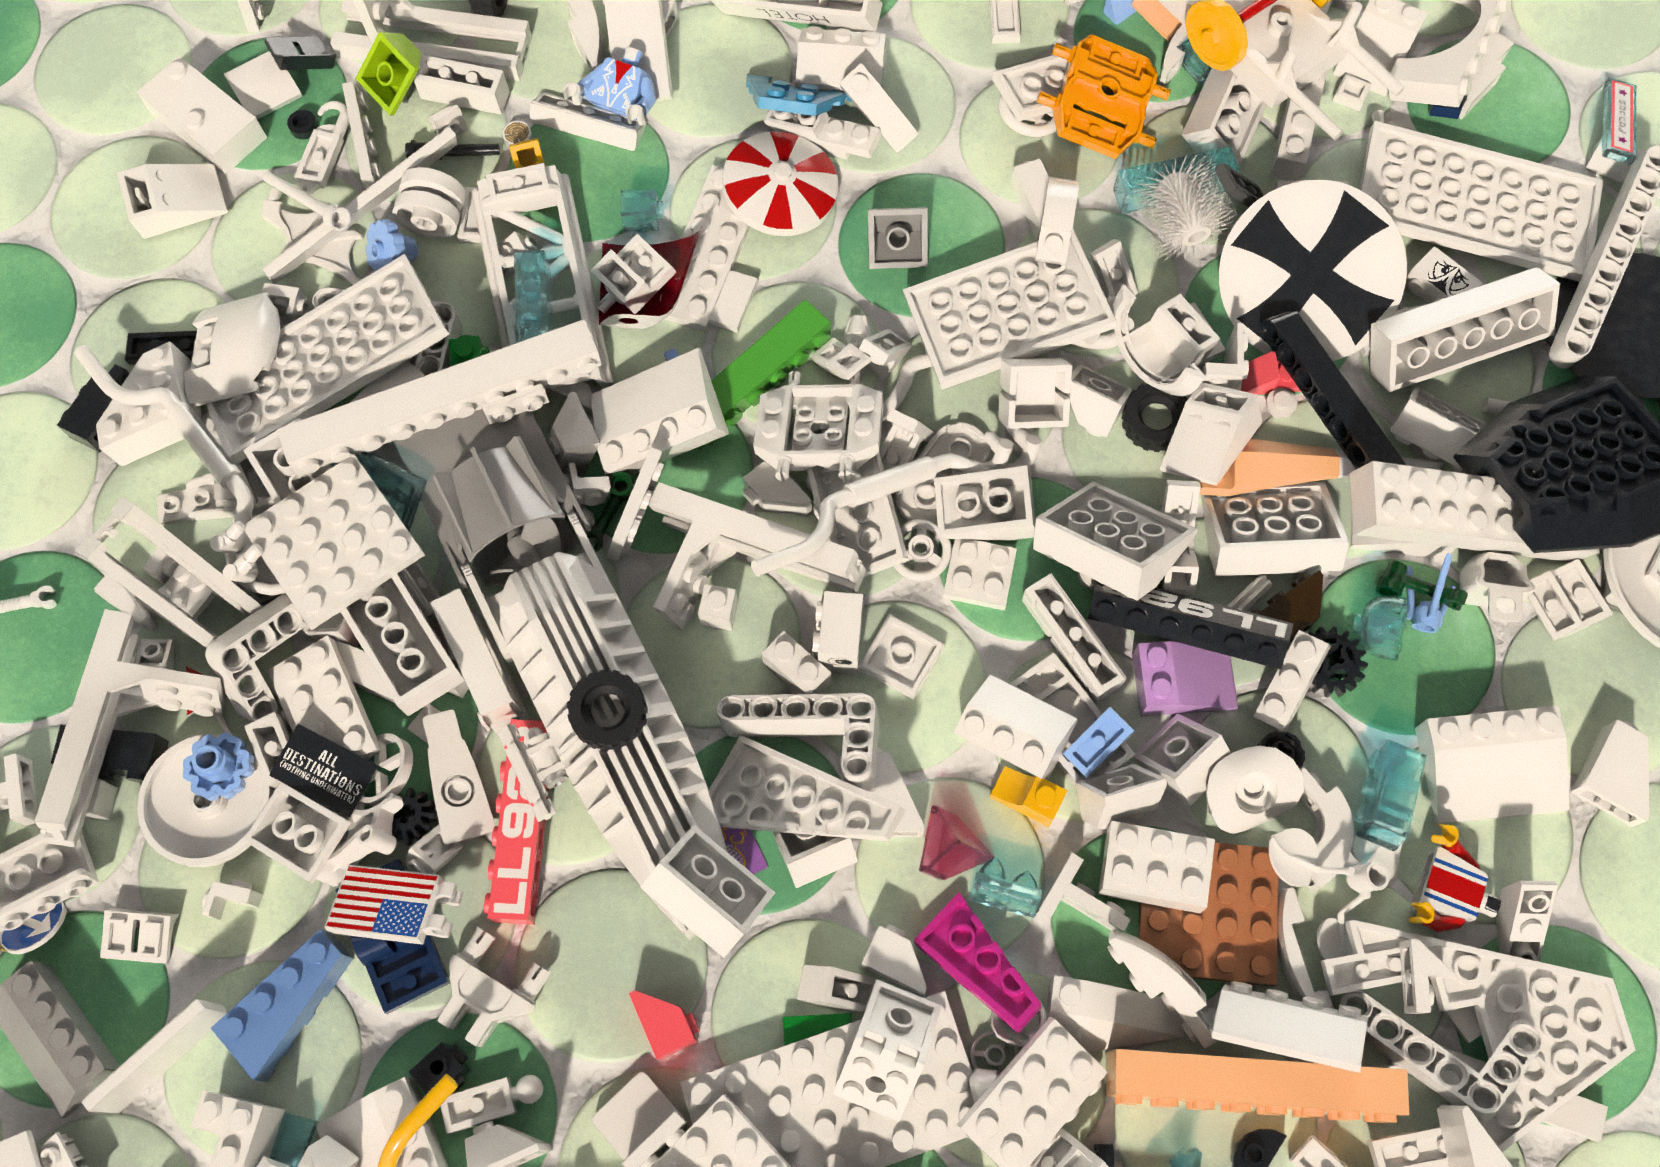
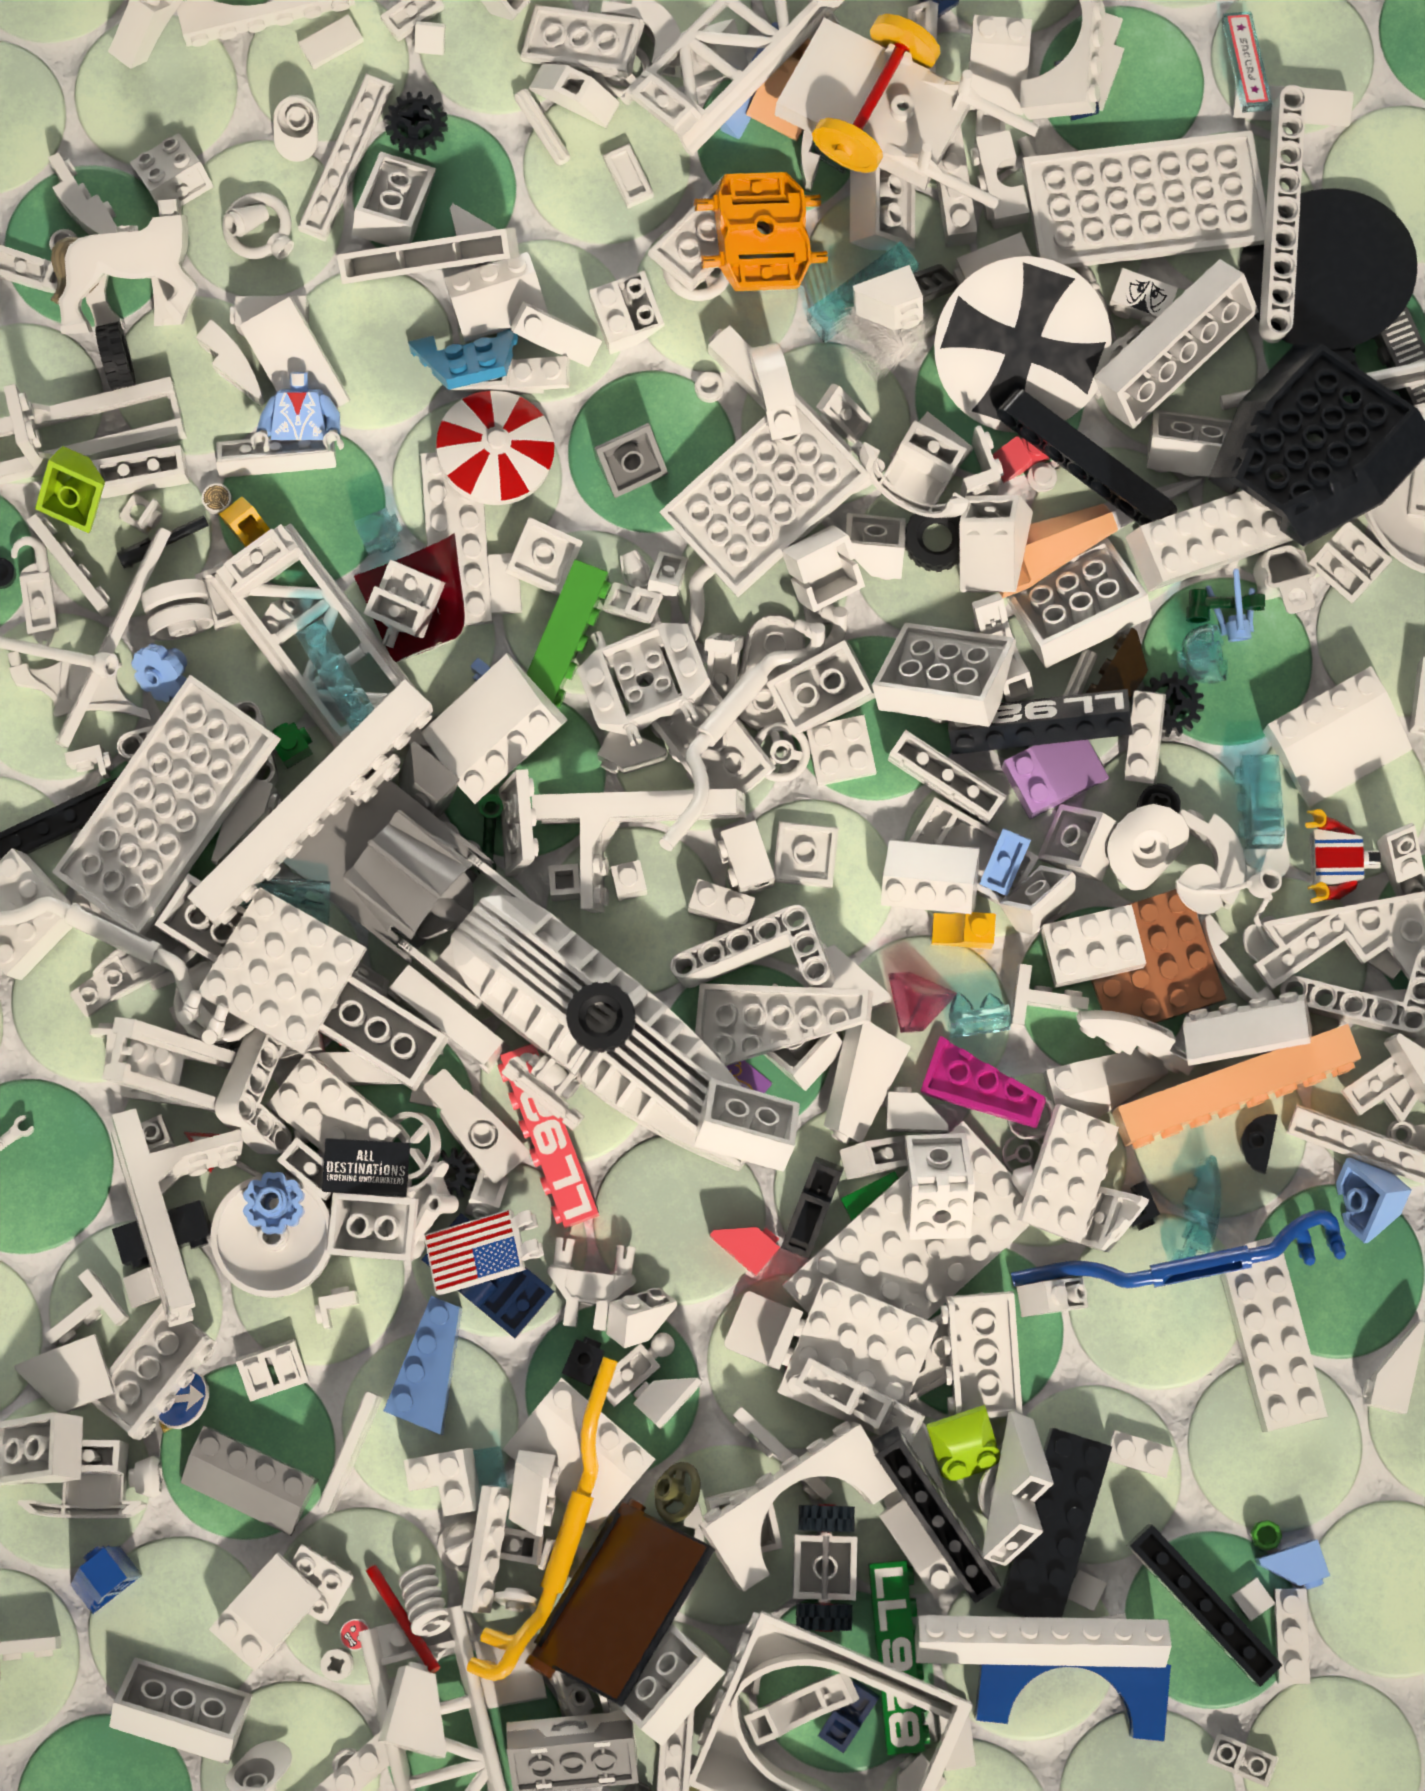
camera: 25 degrees left, 10 degrees up
(125, 601) = (91, 1097): white slope -> none
(232, 348) = (73, 828): white slope -> none
(517, 1047) = (638, 1316): none -> white slope
(587, 490) = (466, 825): white bracket -> none
(650, 580) = (564, 882): none -> white brick
(749, 1013) = (812, 1207): none -> black slope
(778, 287) = (543, 556): none -> white plate
(858, 902) = (862, 1080): none -> white slope
(951, 116) = (626, 311): none -> white slope
(998, 209) = (709, 387): none -> white tile
(1202, 164) = (890, 299): none -> white slope
(1343, 157) = (992, 155): none -> white arch
(1416, 967) = (1329, 937): white slope -> none

